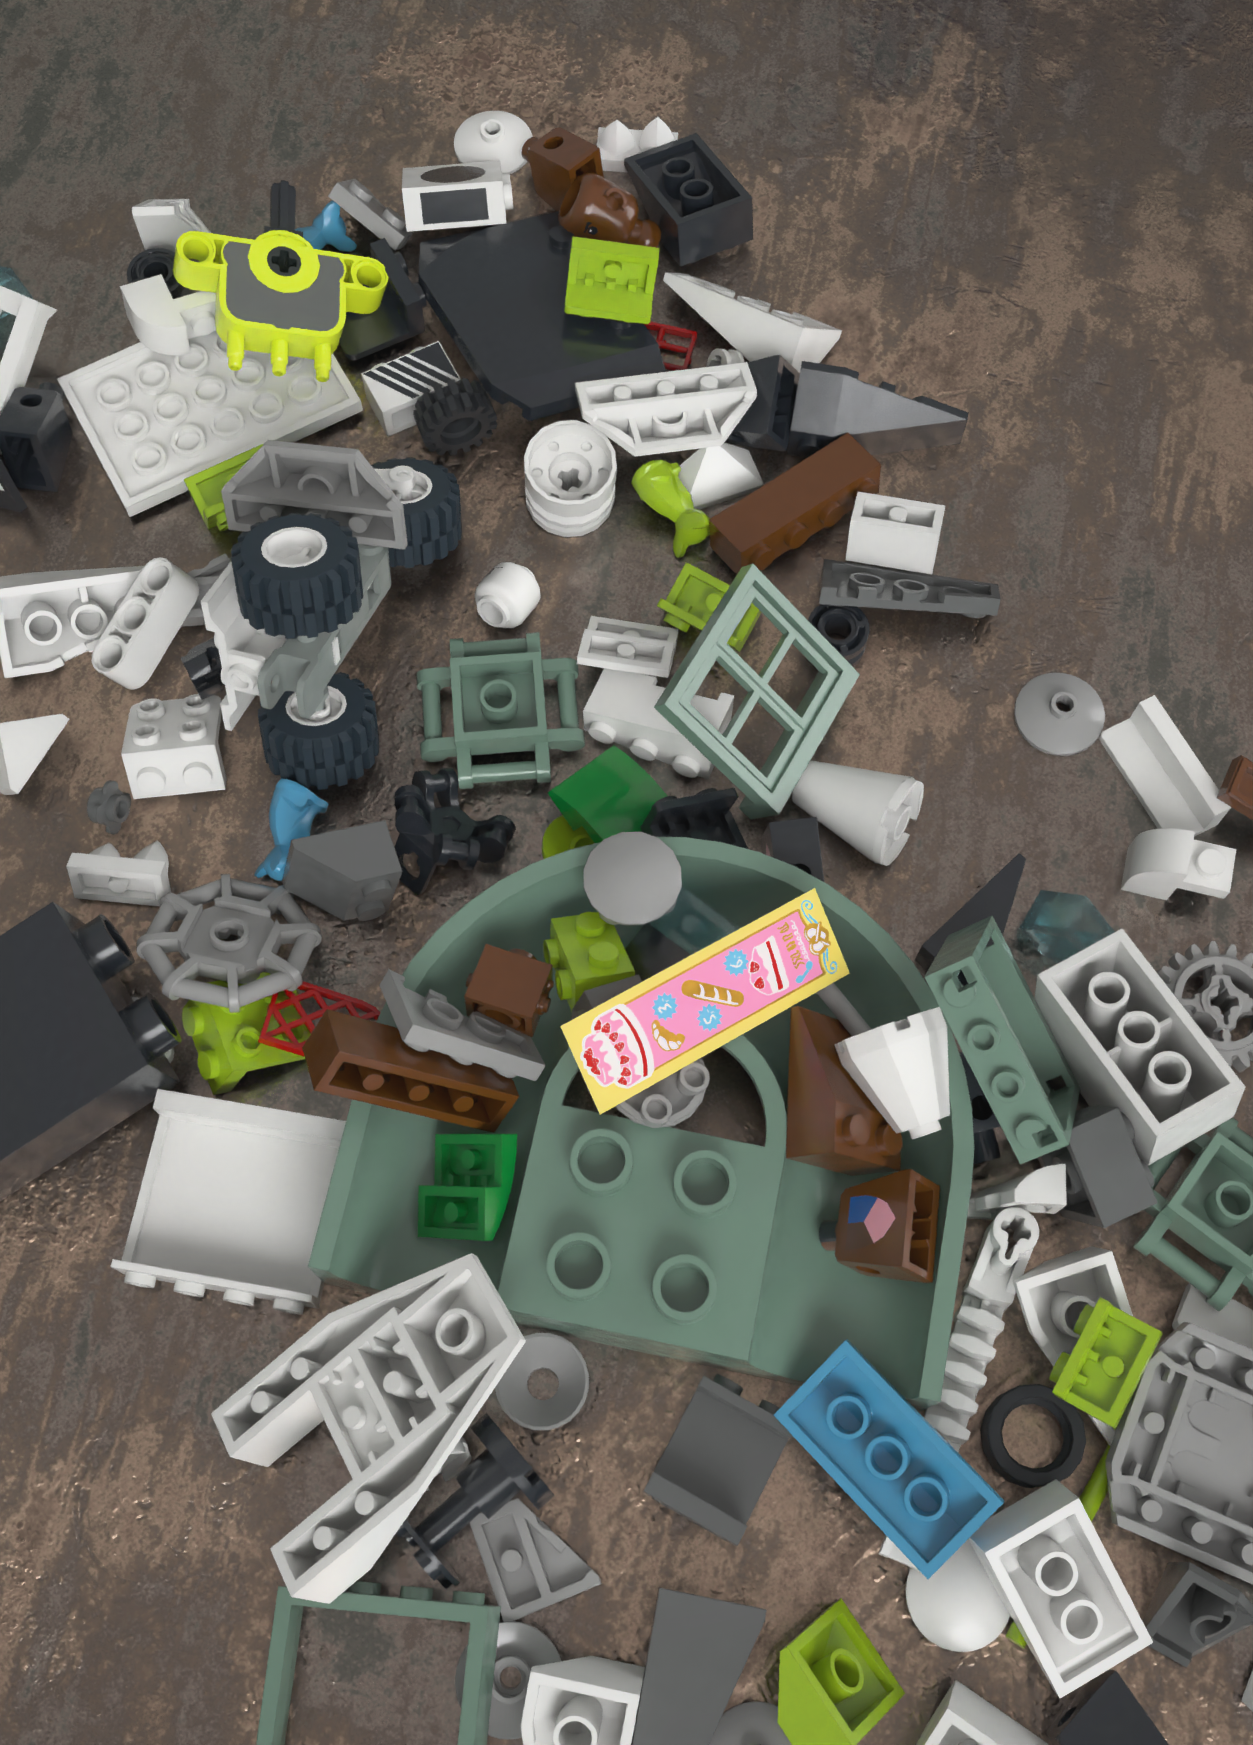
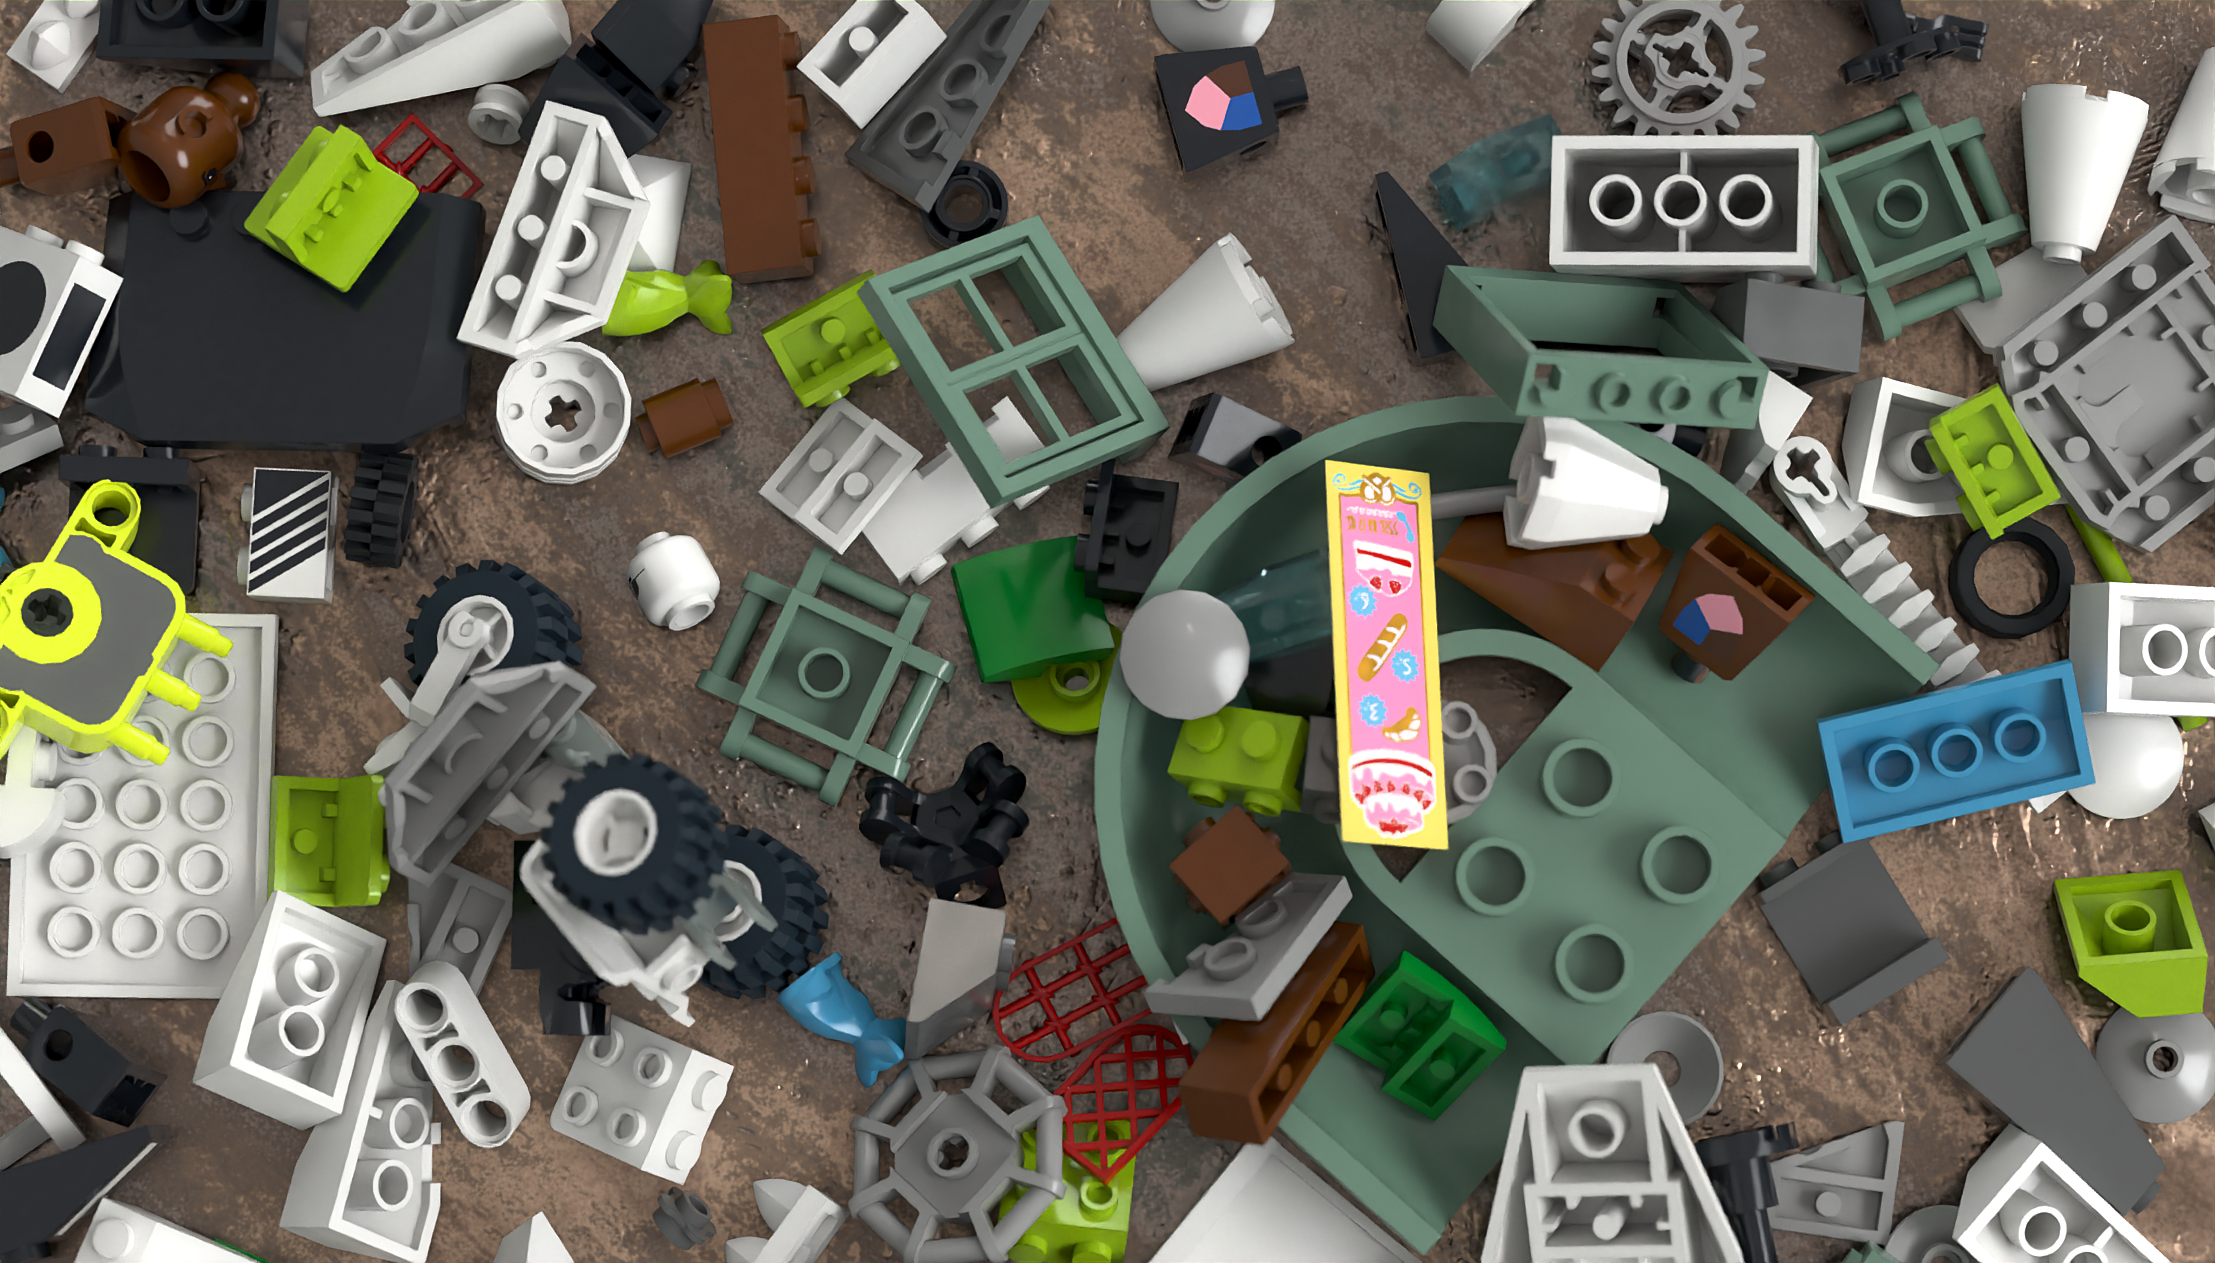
camera: 65 degrees left, 15 degrees up
(123, 520) = (292, 1014): none -> white slope
(372, 949) = (1043, 993): none -> red window
(610, 552) = (684, 417): none -> reddish brown brick
(998, 747) = (1223, 105): none -> black torso

